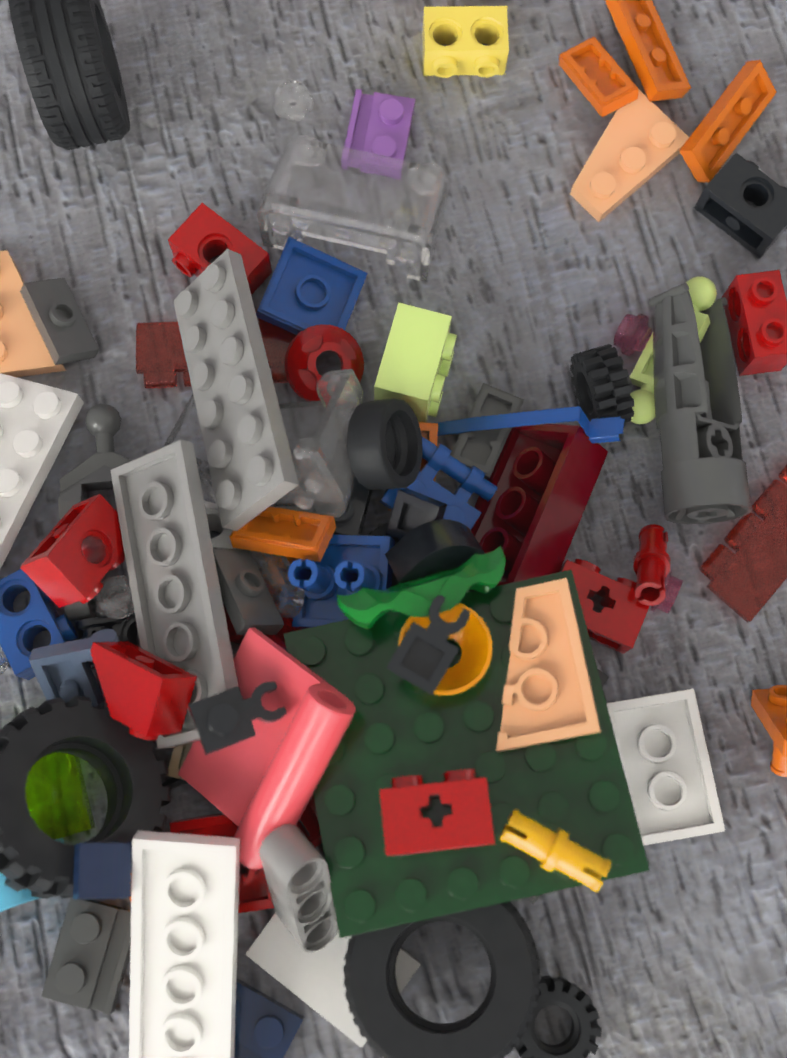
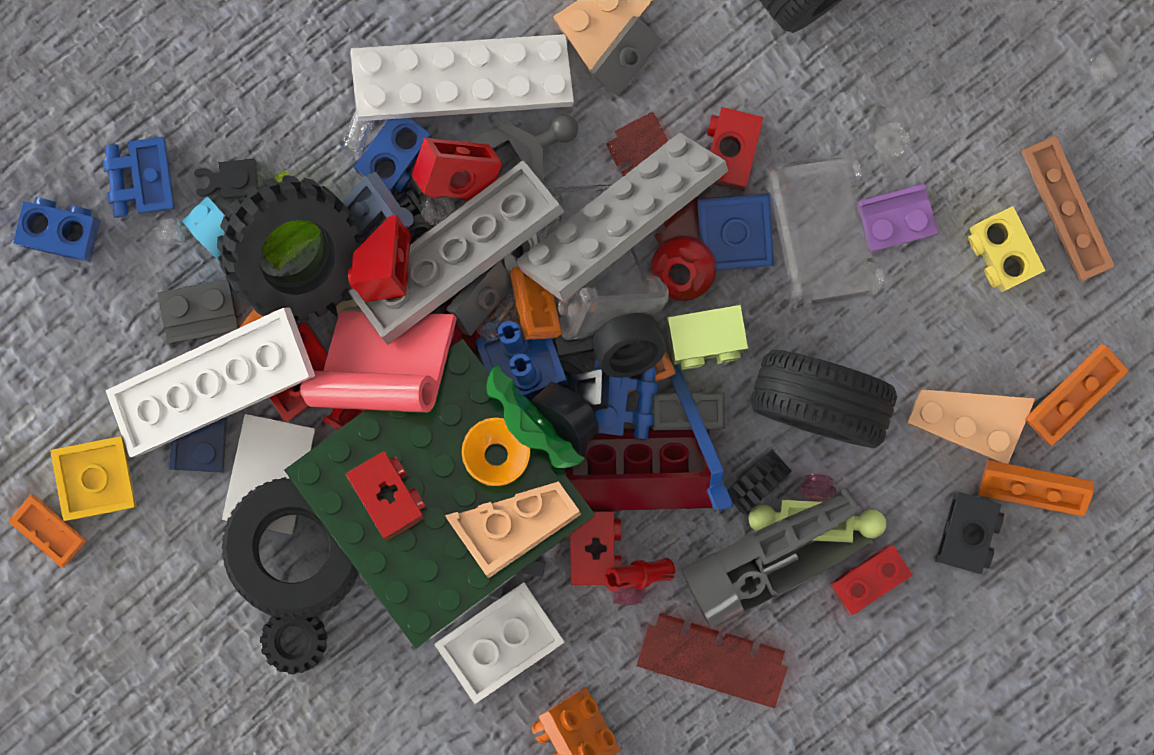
camera: 70 degrees right, 10 degrees up
(102, 871) = (255, 298): dark blue tile -> none
(227, 717) = (386, 330): black plate -> none
(299, 887) = (302, 429): light grey beam -> none
(426, 653) = (483, 440): black plate -> none
(545, 262) = (824, 398): none -> black tyre
(555, 850) = (398, 580): yellow pin -> none
(598, 76) = (1027, 368): orange plate -> none

